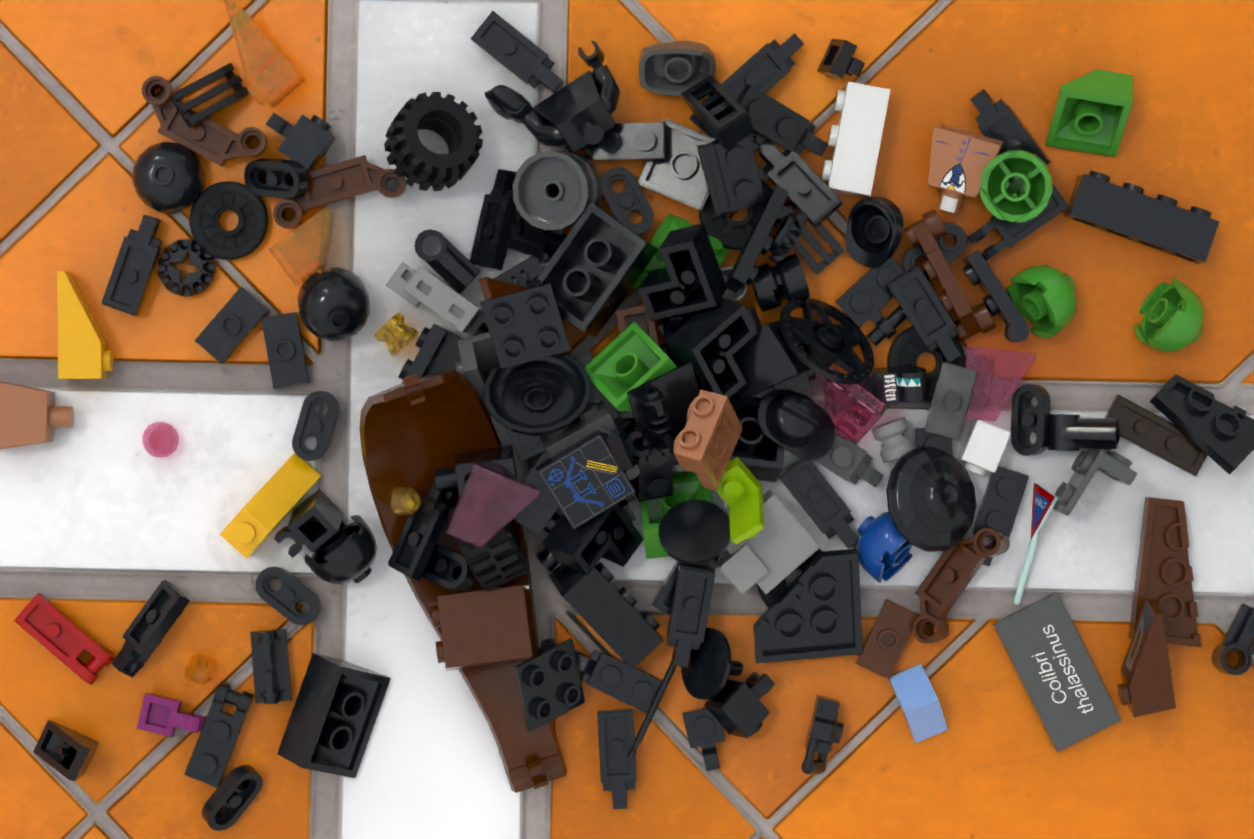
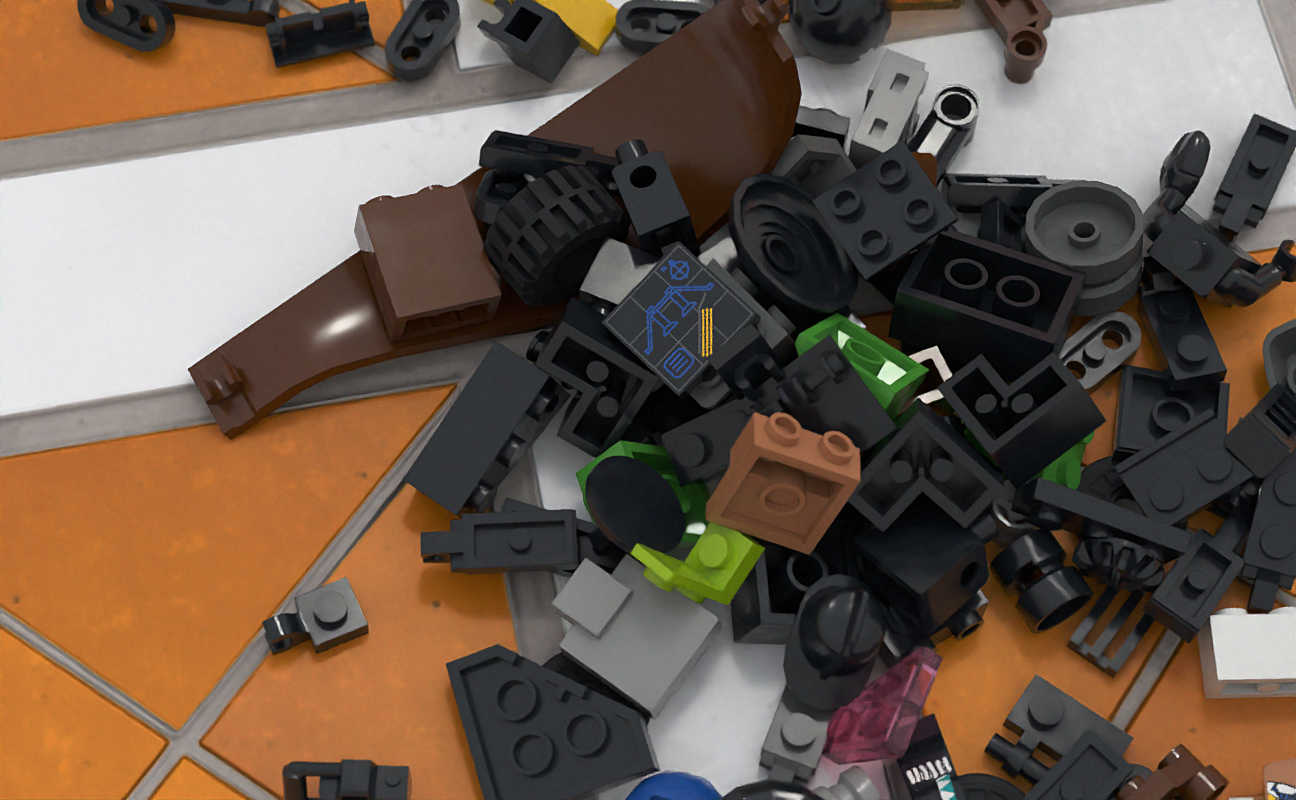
camera: 80 degrees right, 25 degrees down
(333, 716) = (261, 117): black slope -> none
(346, 554) = (496, 83): black cylinder -> none
(396, 334) = (824, 89): clear yellow wheel -> none
(404, 500) = (589, 124): clear yellow hinge -> none
(447, 120) = (1131, 66): black tyre -> none
(487, 505) = (611, 188): clear pink wing -> none
(549, 683) = (359, 366): black hinge -> none
(615, 742) = (266, 496): black hinge -> none
(618, 679) = (378, 487): black hinge -> none
(652, 710) = (360, 530): black piece -> none
(710, 666) = (419, 597): black shield -> none
(739, 706) = (371, 649): black brick -> none
(819, 501) = (722, 711): black hinge -> none
(826, 342) = (975, 653): black wheel -> none
(873, 231) = (1163, 704): black hat -> none

